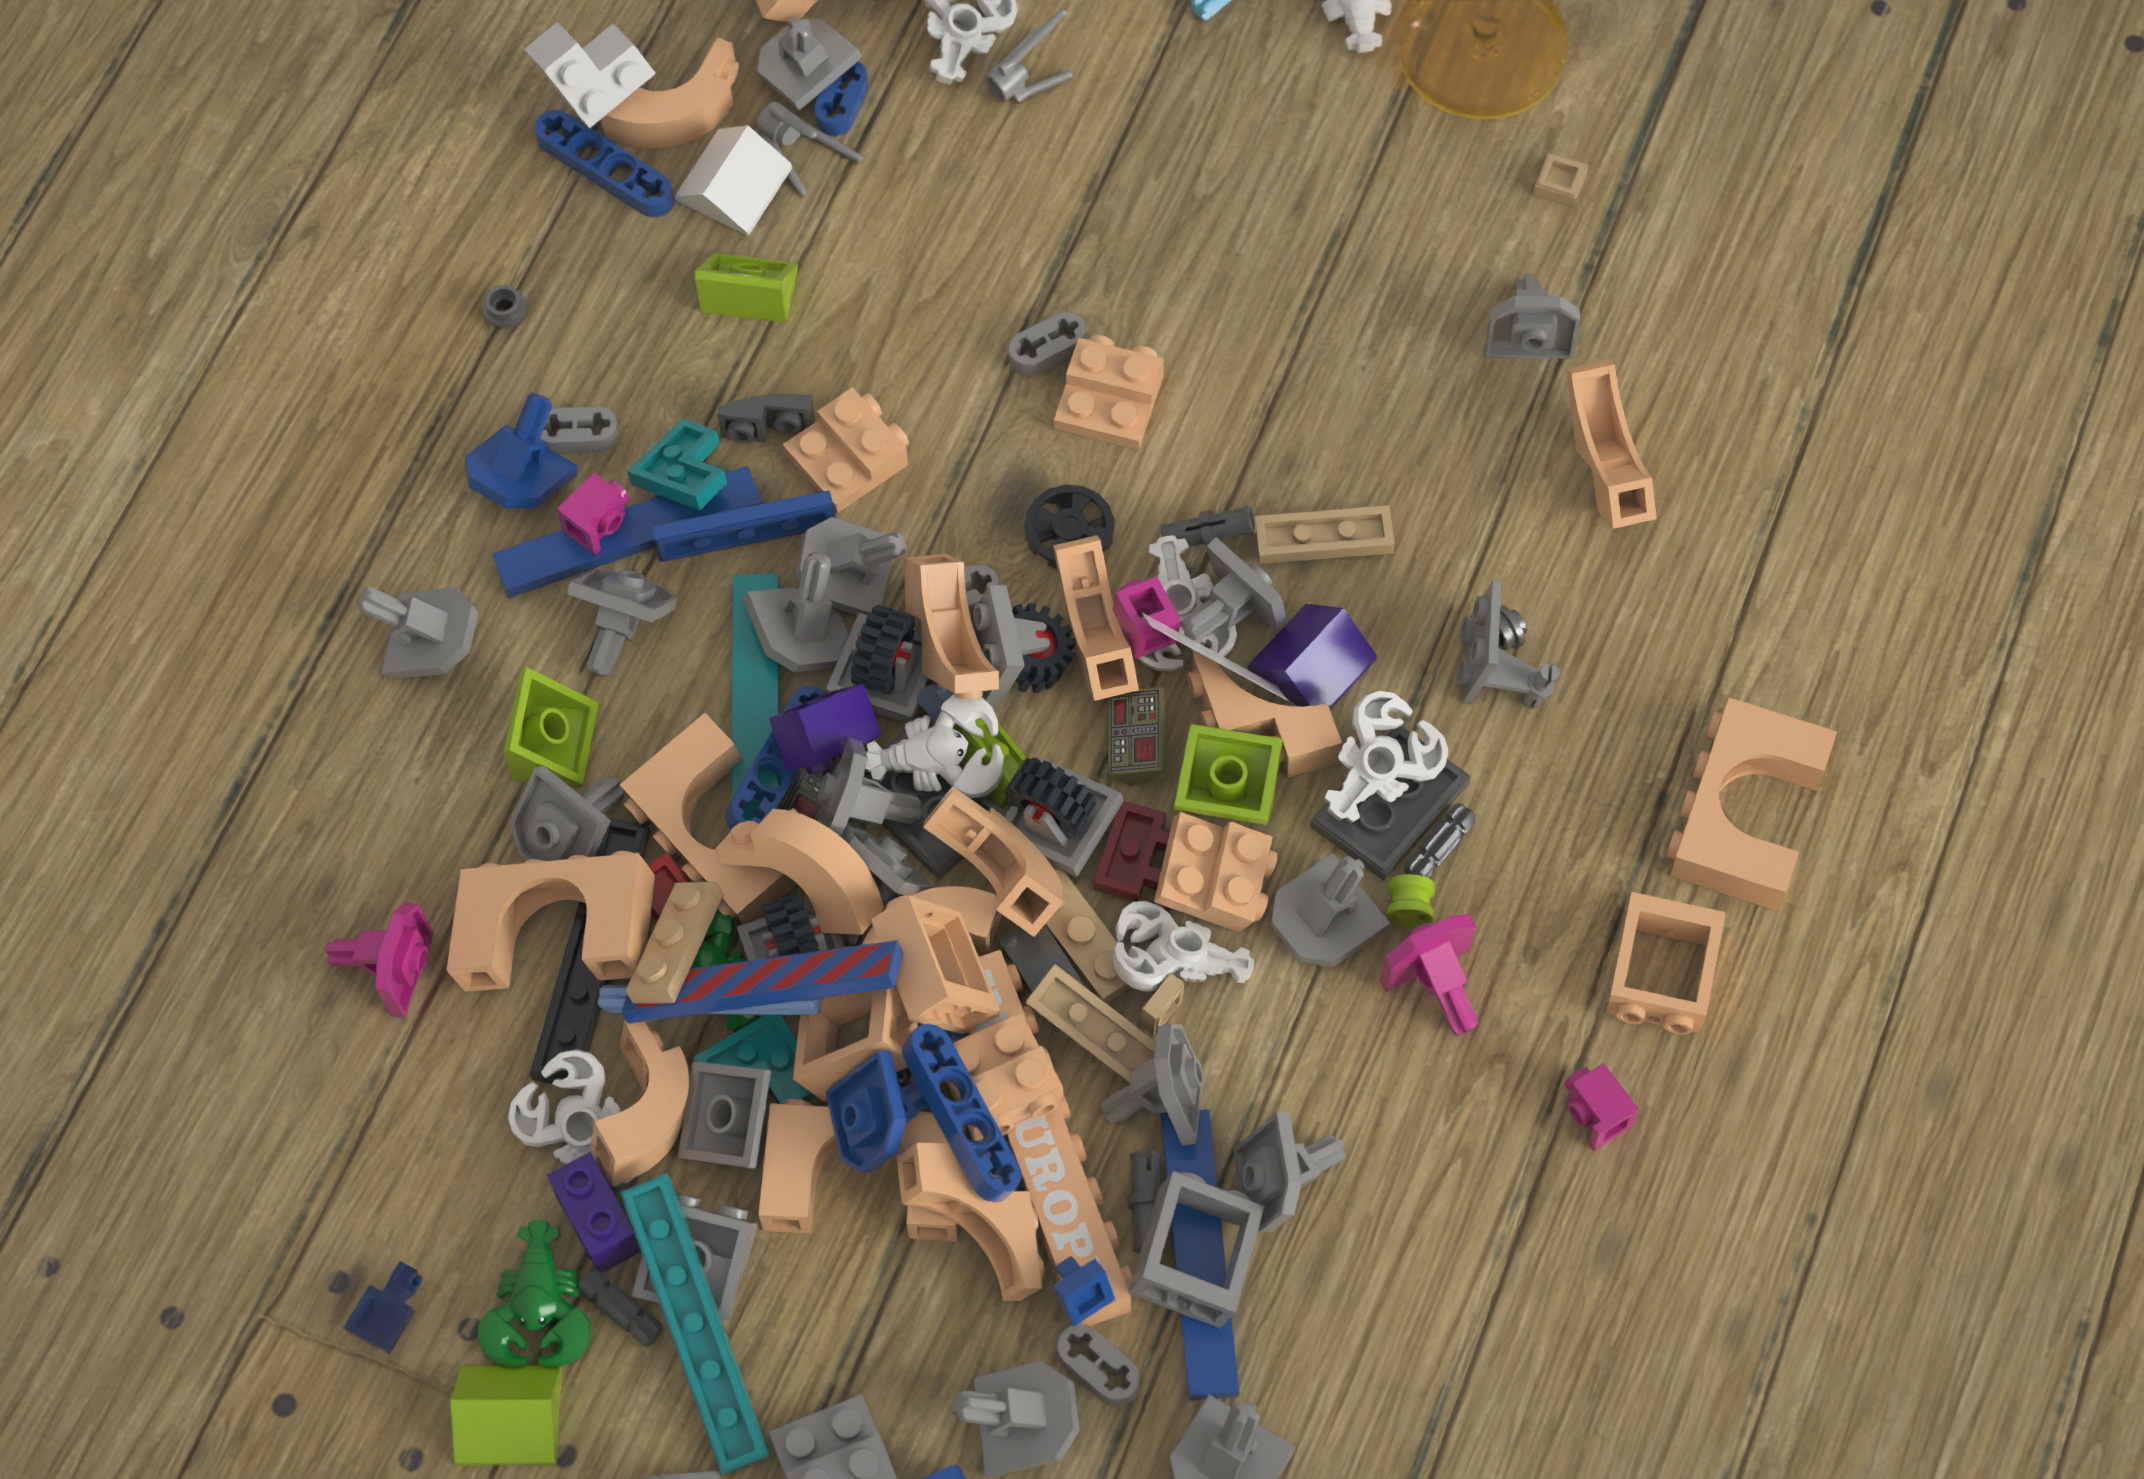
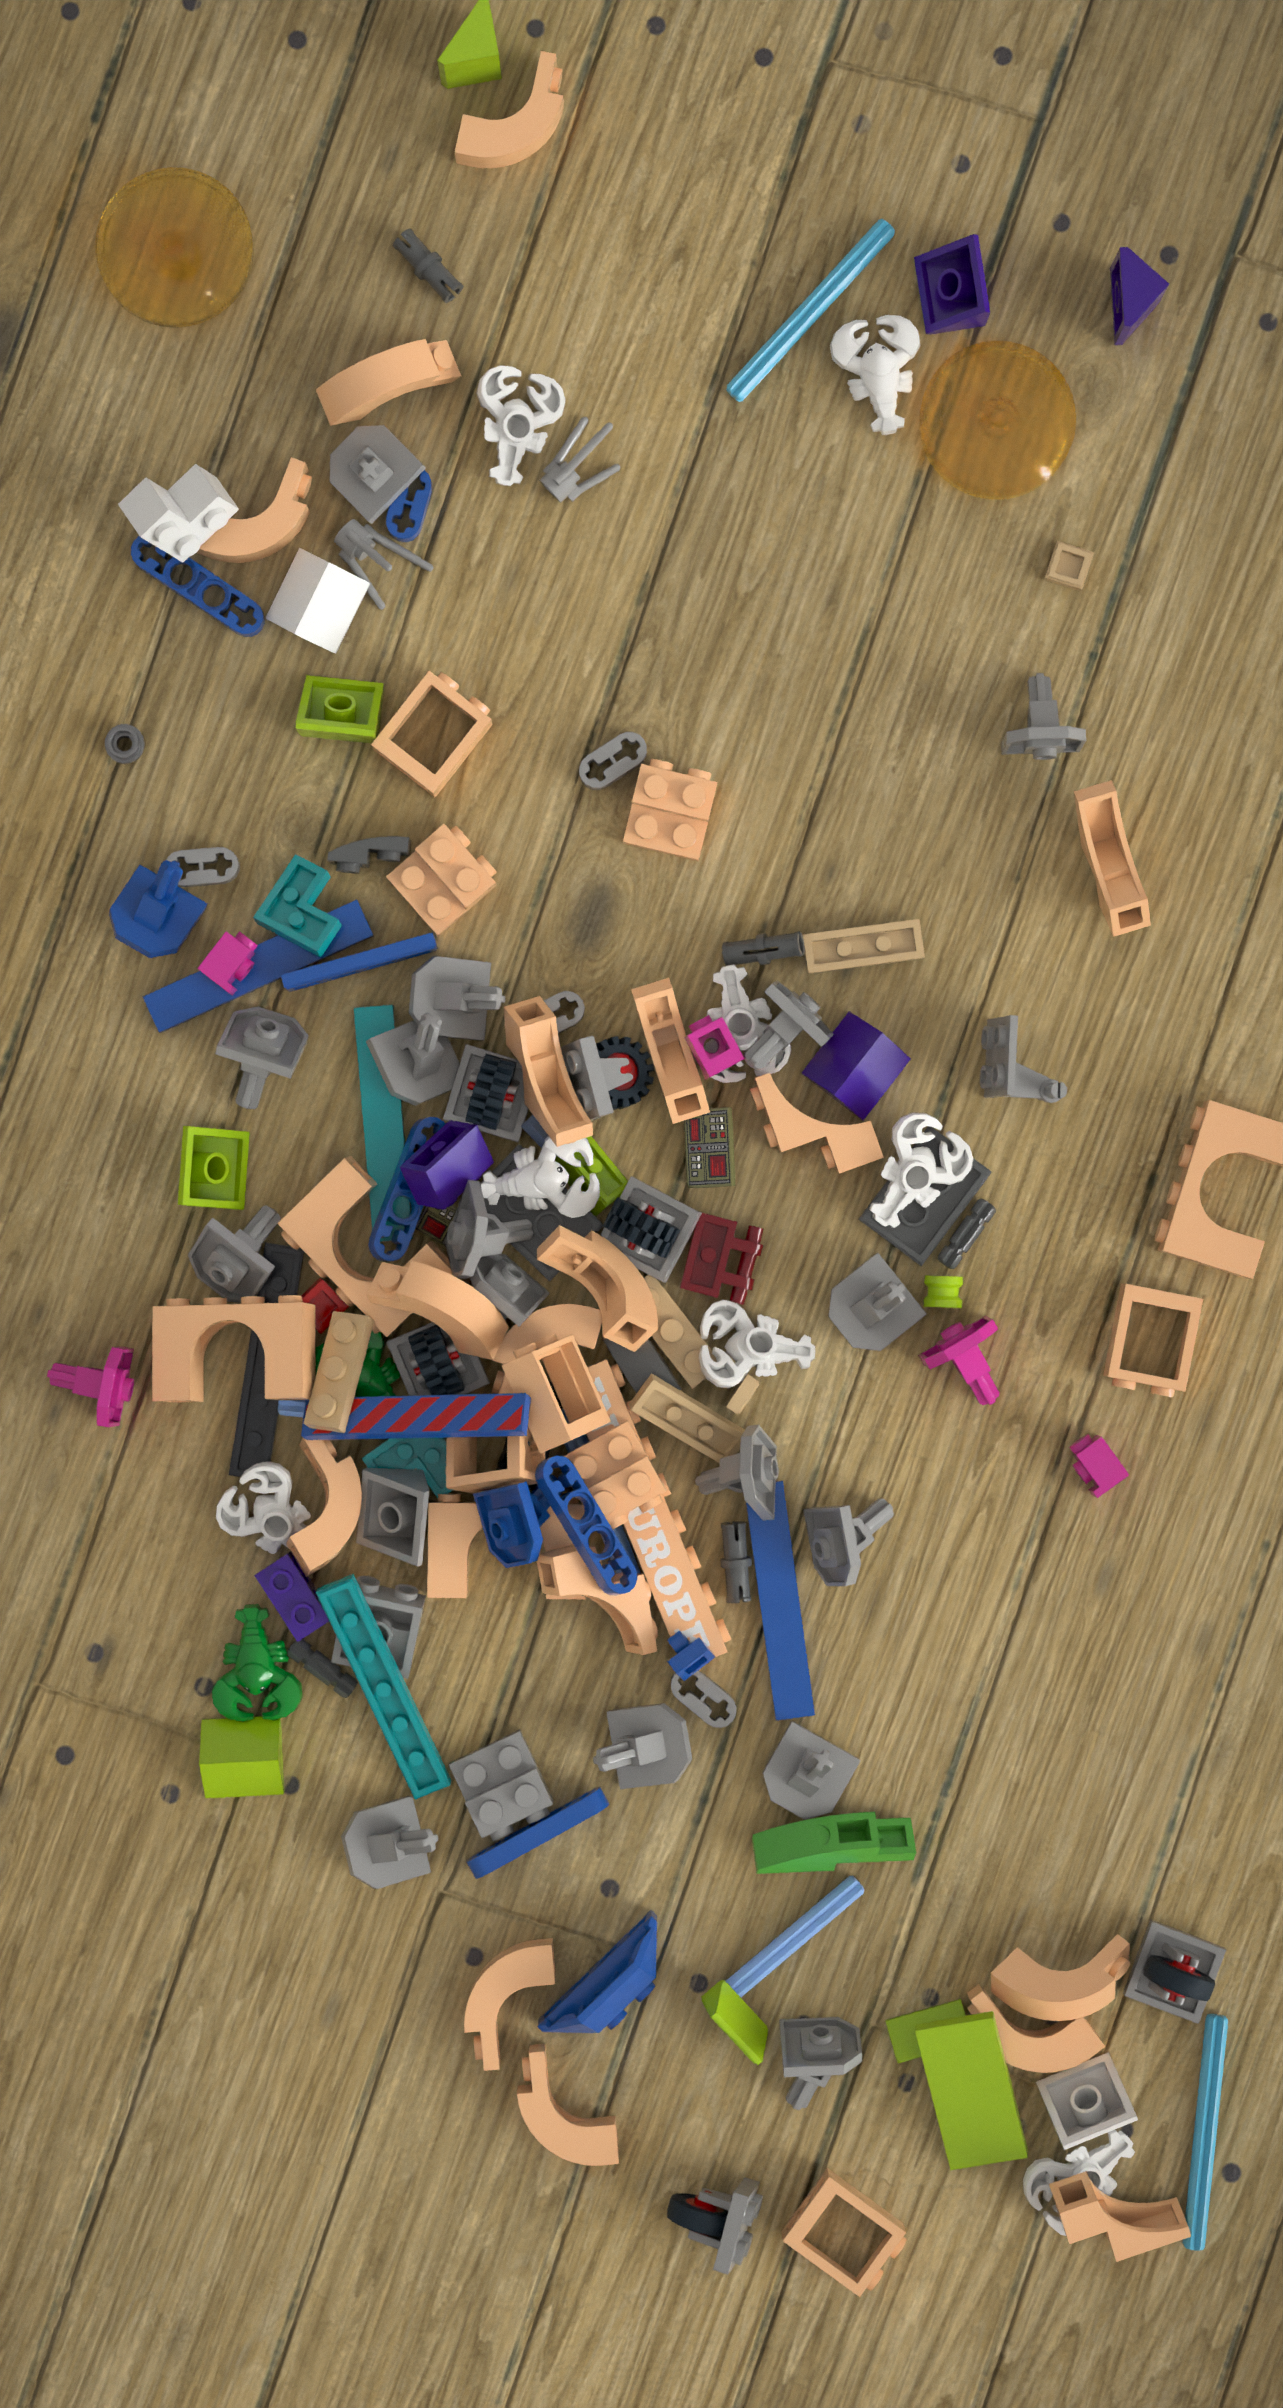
camera: 10 degrees left, 25 degrees up
(383, 1314) = (134, 1684): clear blue plate -> none
(426, 631) = (95, 1077): light grey piece -> none
(822, 338) = (407, 764): none -> light nougat window
(1069, 522) = (642, 945): black piece -> none
(1179, 1290) = (747, 1602): light grey window -> none
(1214, 656) = (773, 1088): white sticker -> none
(1216, 872) = (781, 1274): light nougat plate -> none
(1229, 774) = (789, 1192): lime slope -> none
(1511, 629) = (1025, 1034): flat silver plate -> none

